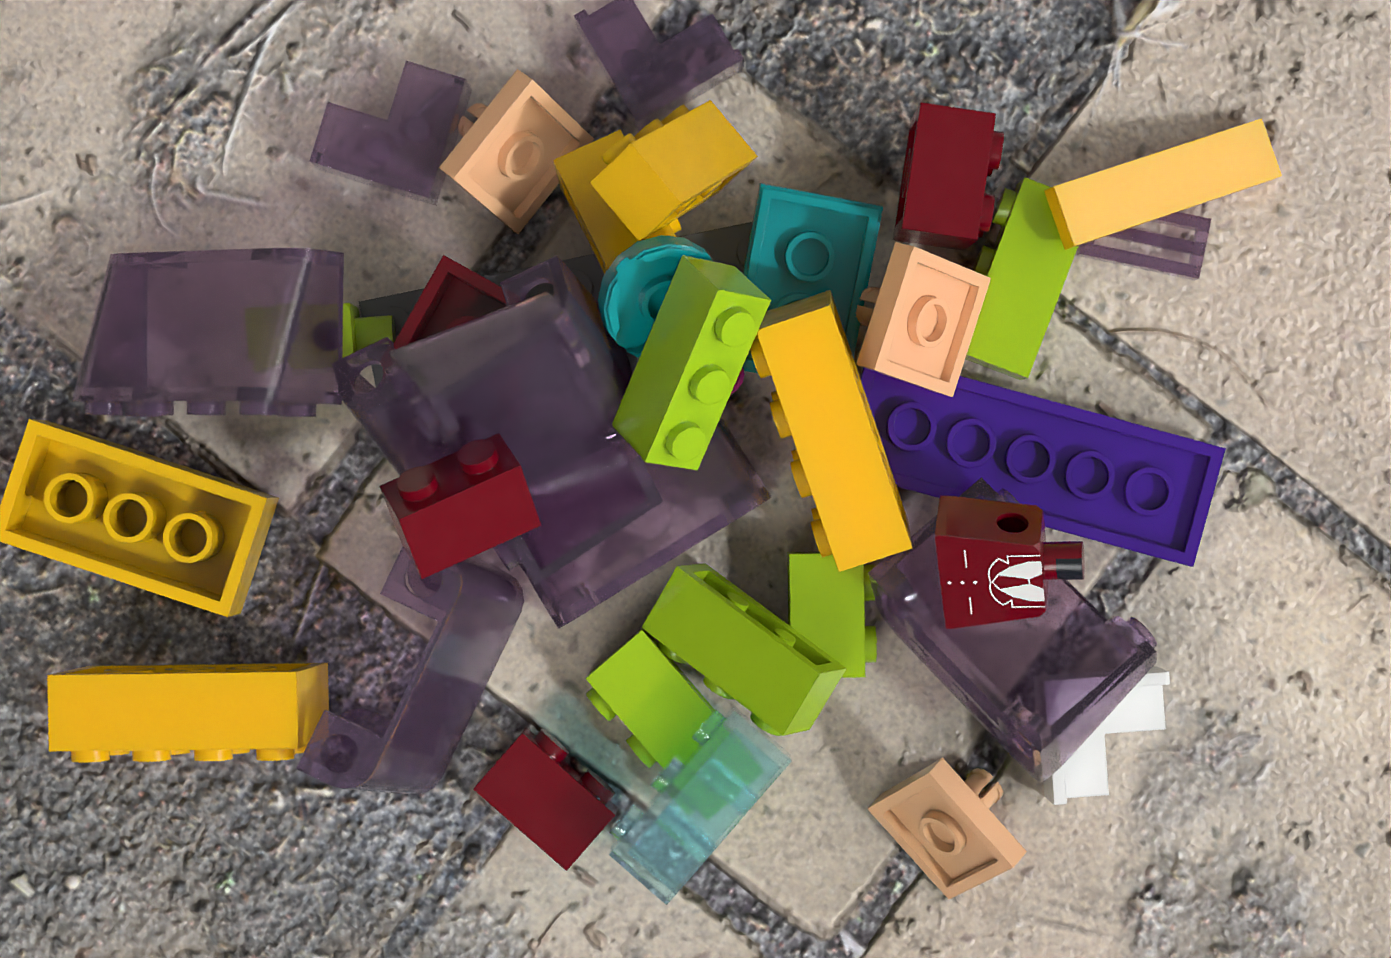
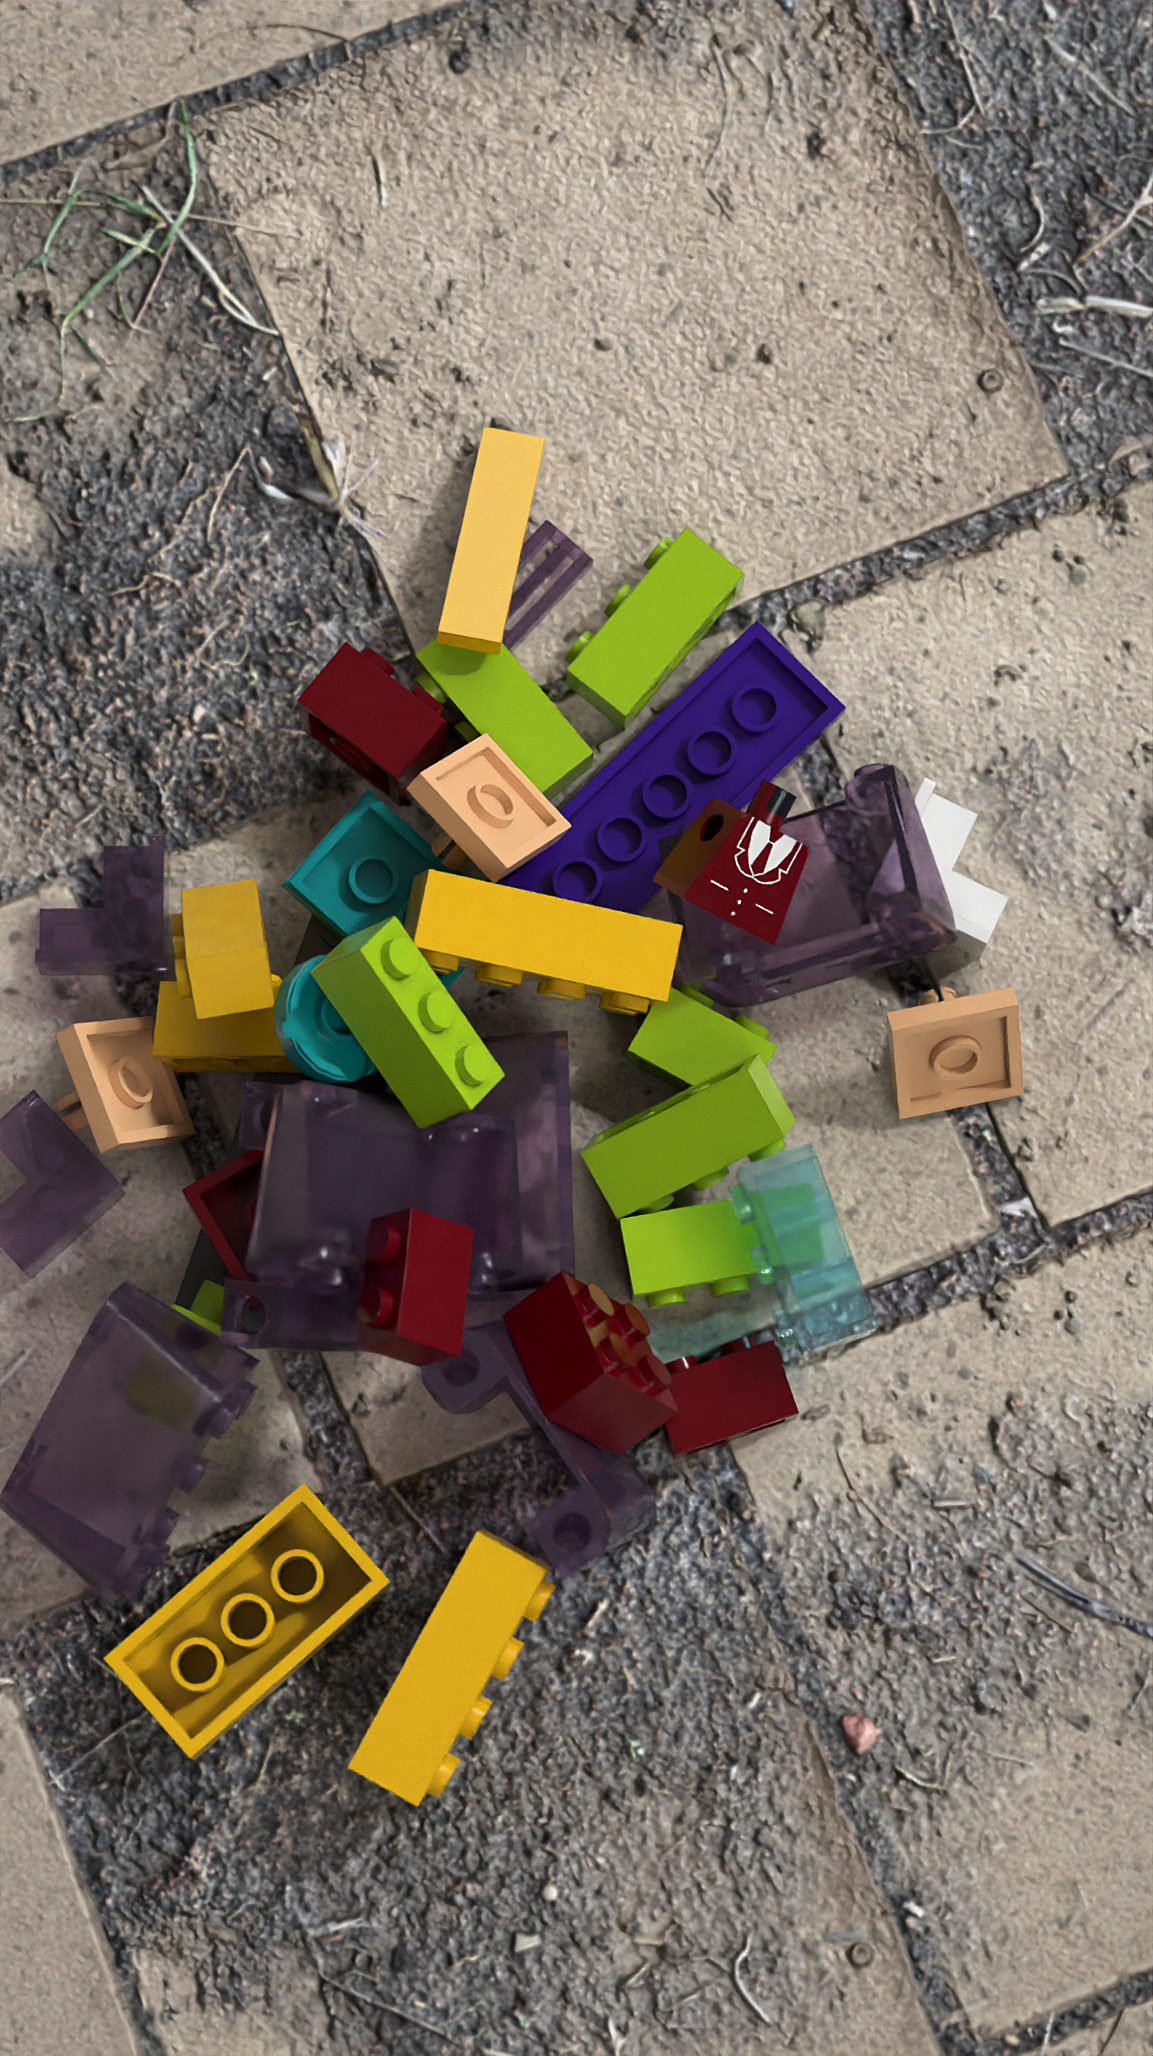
camera: 65 degrees left, 10 degrees down
(501, 679) = (591, 1363): none -> dark red brick
(1169, 362) = (652, 627): none -> lime brick

